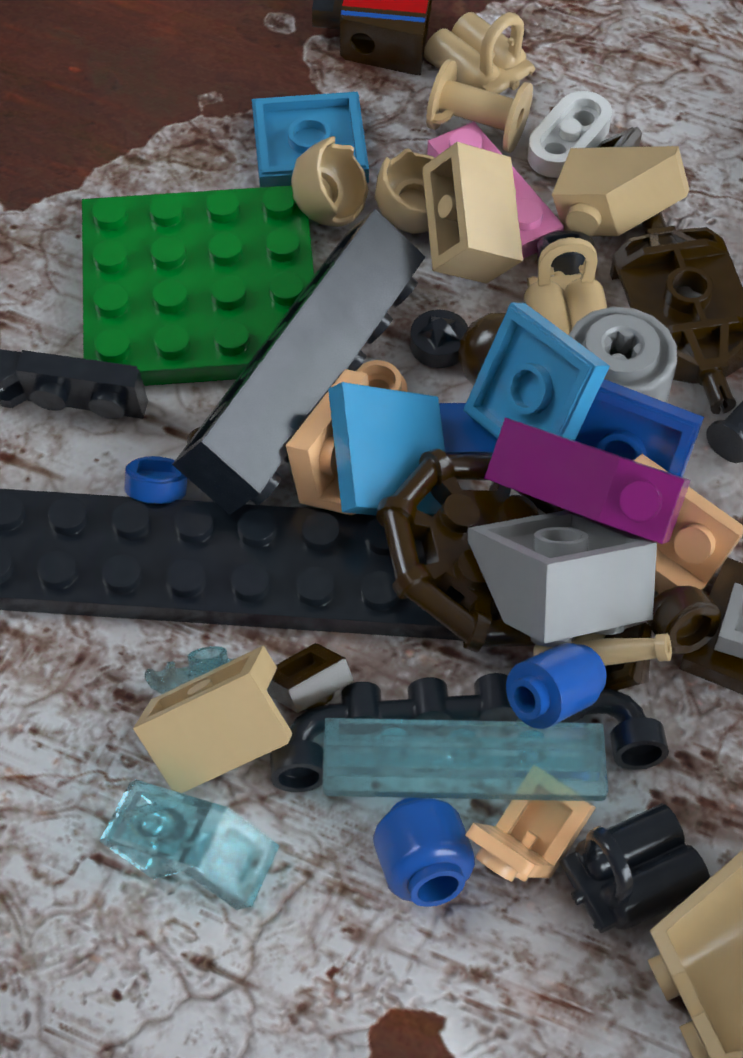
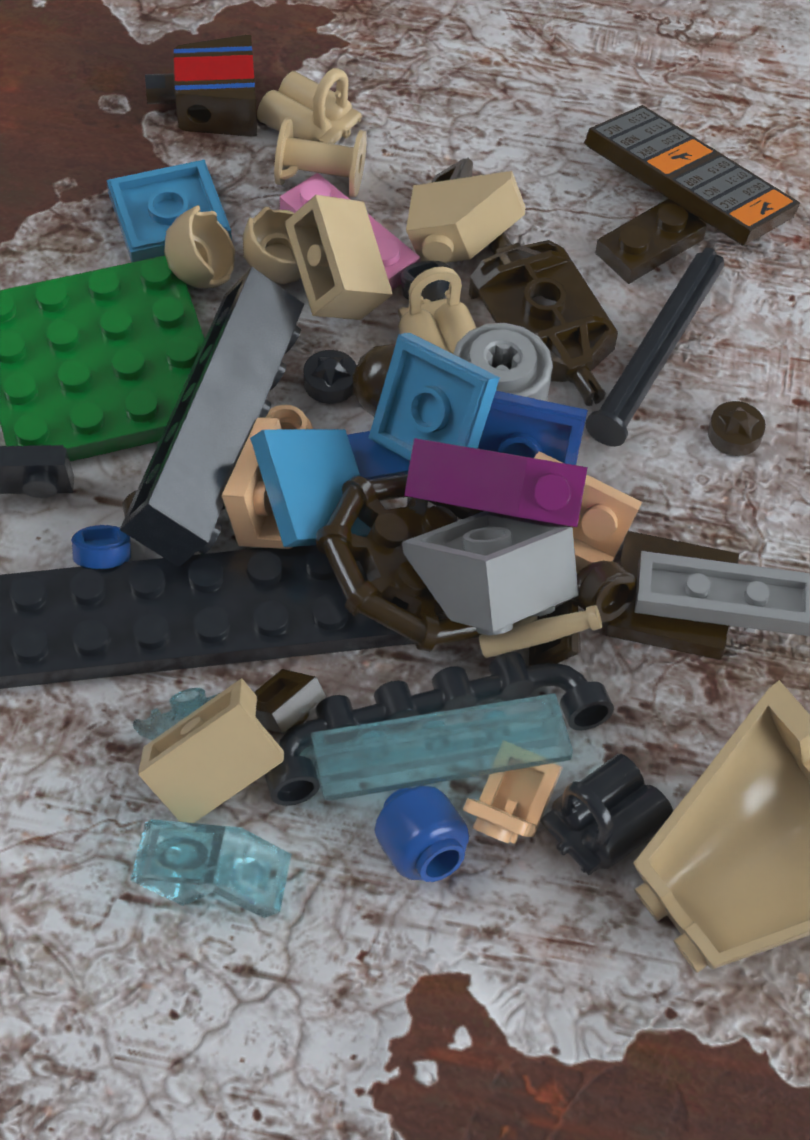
camera: 15 degrees left, 0 degrees up
(555, 684) = (508, 666): blue brick -> none
(575, 122) = (410, 161): white plate -> none

